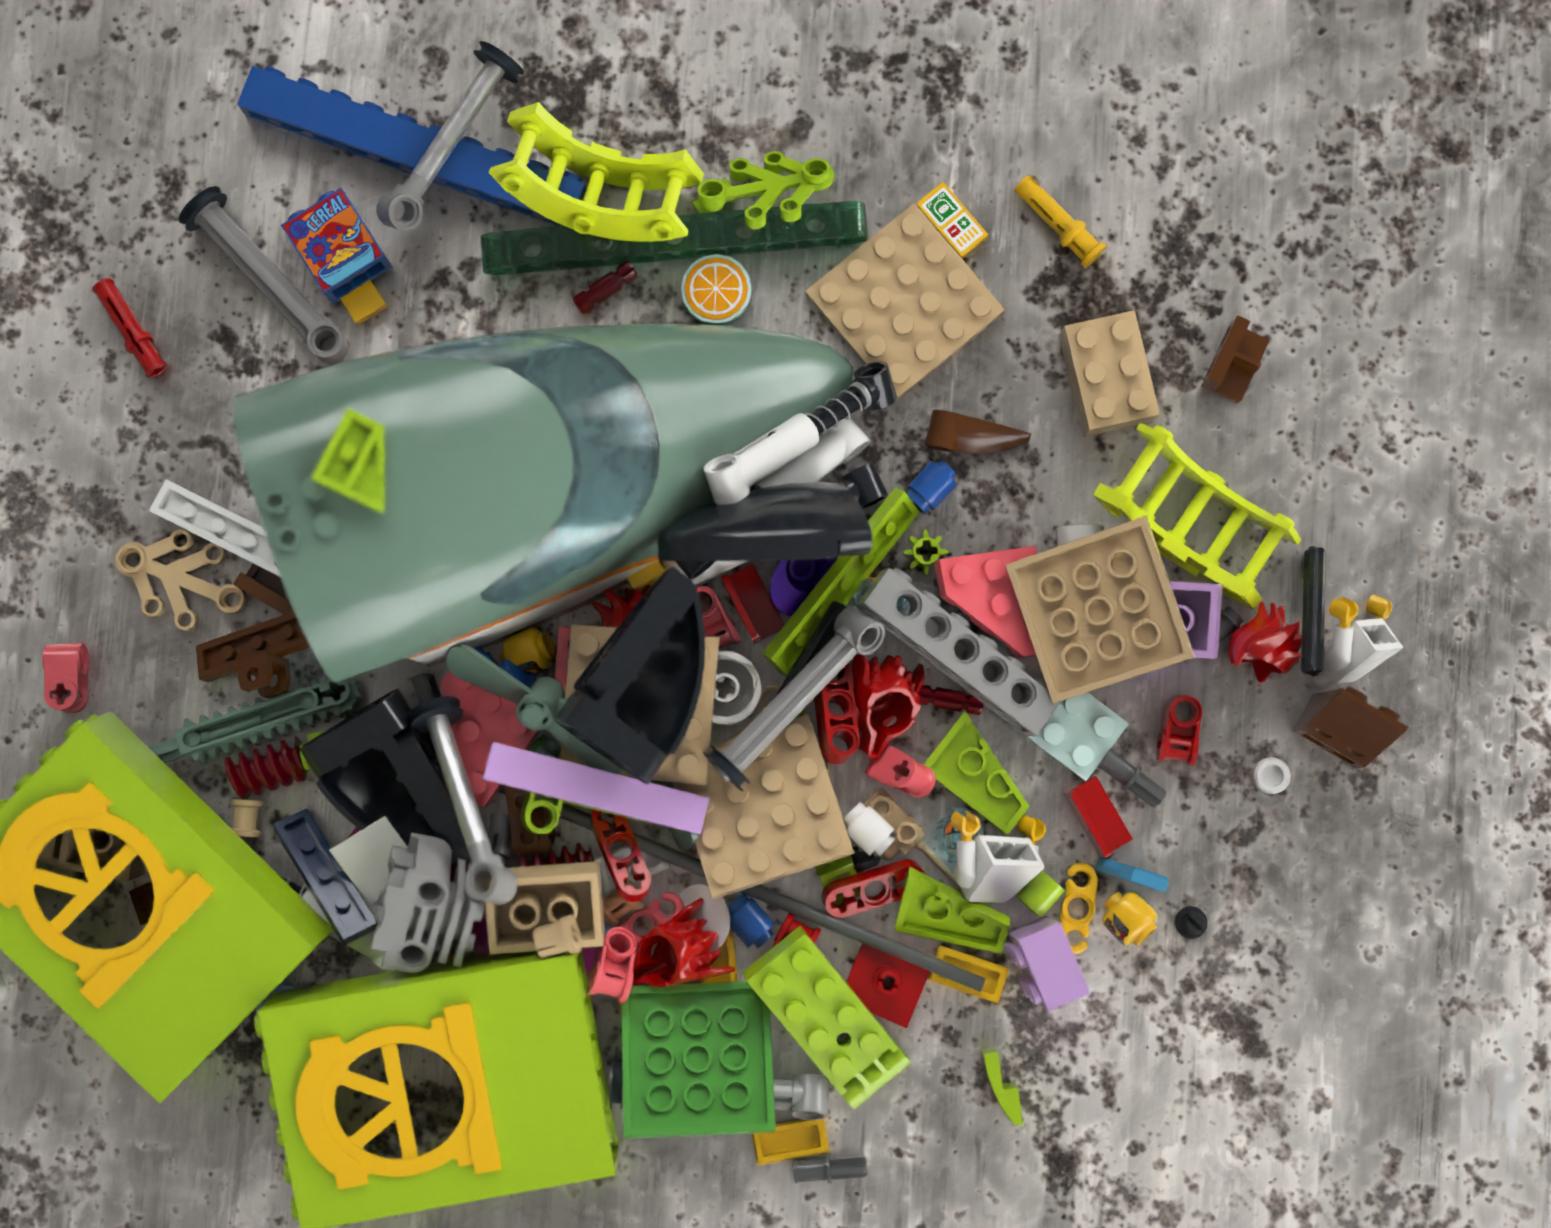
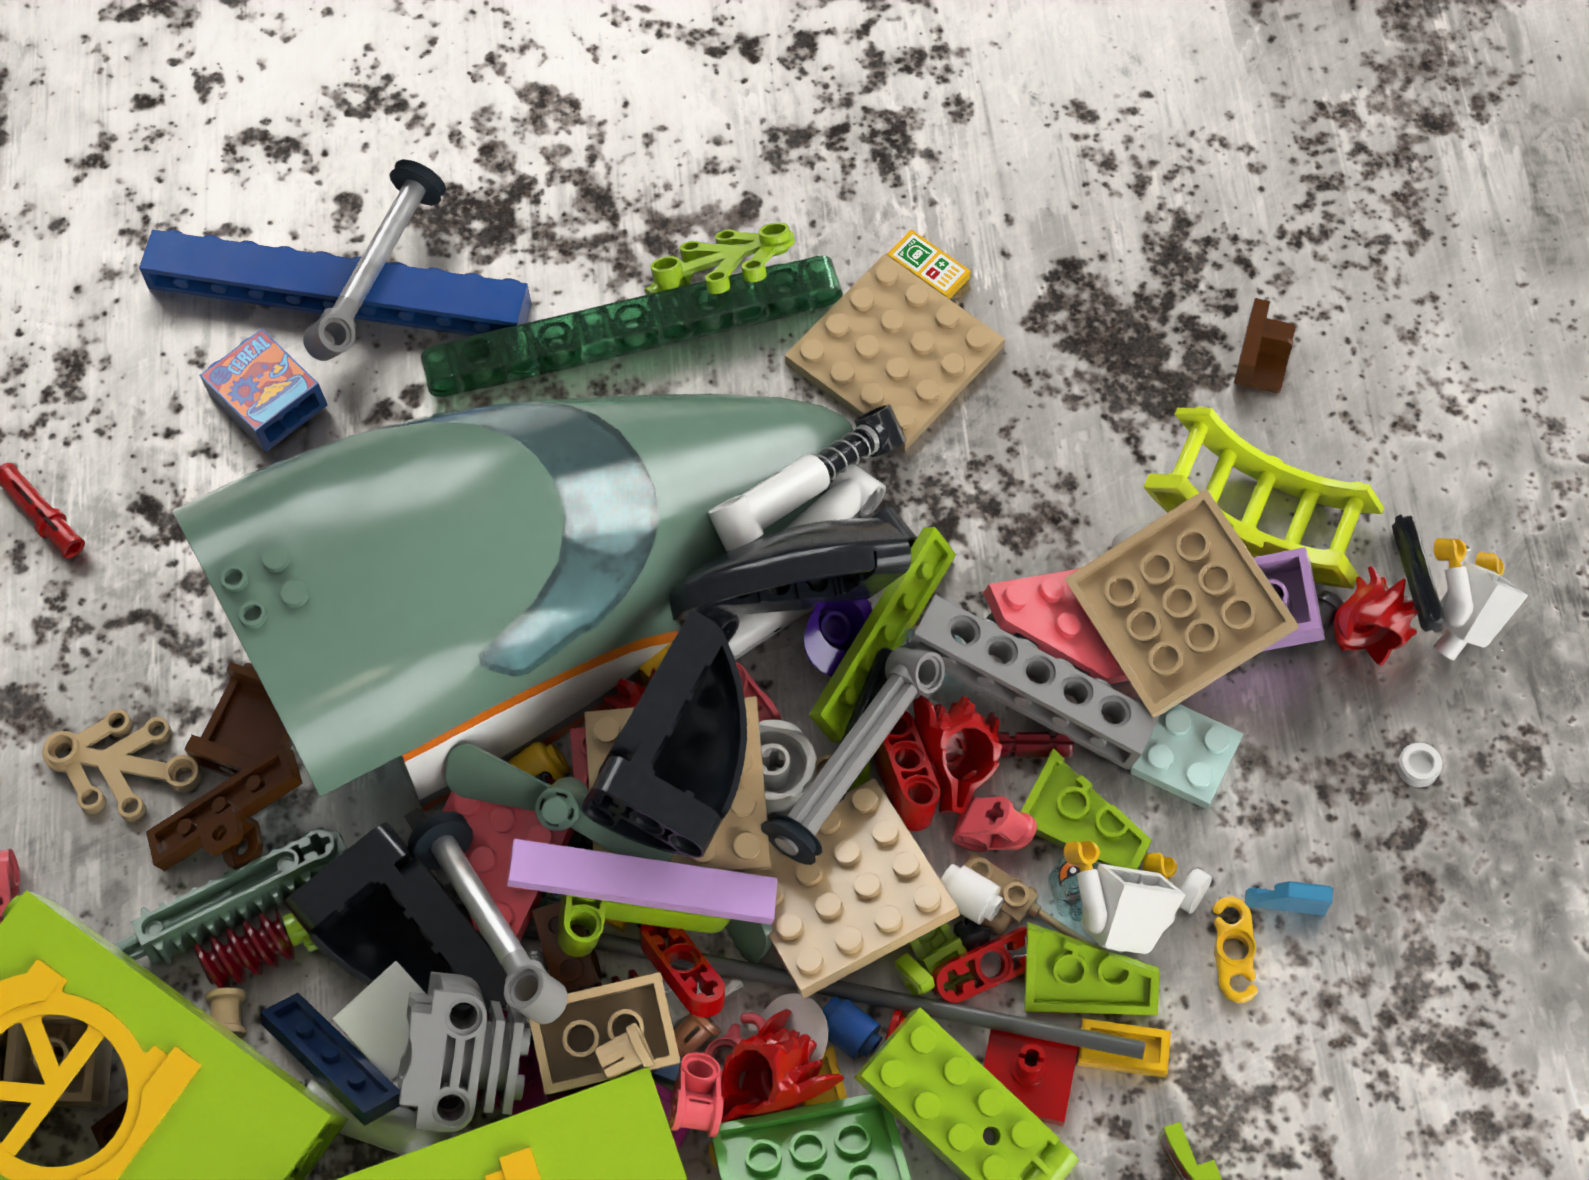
camera: 10 degrees left, 20 degrees down
(207, 212) = (115, 377): light grey piece -> none
(214, 524) = (183, 700): white plate -> none
(355, 461) = (320, 521): lime wing -> none
(364, 302) = (298, 440): yellow tile -> none
(601, 165) = (597, 275): neon yellow fence -> none
(605, 287) = (571, 381): dark red axle -> none
(716, 289) = (687, 366): tile -> none
(753, 603) = (784, 678): red panel -> none
(808, 890) = (914, 976): none -> lime tile
(931, 486) = (964, 522): blue brick -> none
(933, 545) = (961, 585): lime gear -> none
(968, 434) = (990, 464): reddish brown piece -> none
(1040, 894) = (1187, 937): lime beam -> none
(1047, 963) = (1213, 998): lavender brick -> none
(1055, 853) = (1194, 889): none -> white tile
(1071, 232) = (1058, 254): yellow pin -> none
(1098, 817) = (1232, 842): red panel -> none
(1109, 373) = (1130, 379): tan brick -> none
(1129, 918) = (1298, 945): yellow head -> none
(1132, 778) = (1262, 793): dark grey axle -> none
(1178, 732) = (1303, 736): red piece -> none
(1191, 922) = (1371, 942): black piece -> none
(1349, 726) = (1492, 680): reddish brown slope -> none

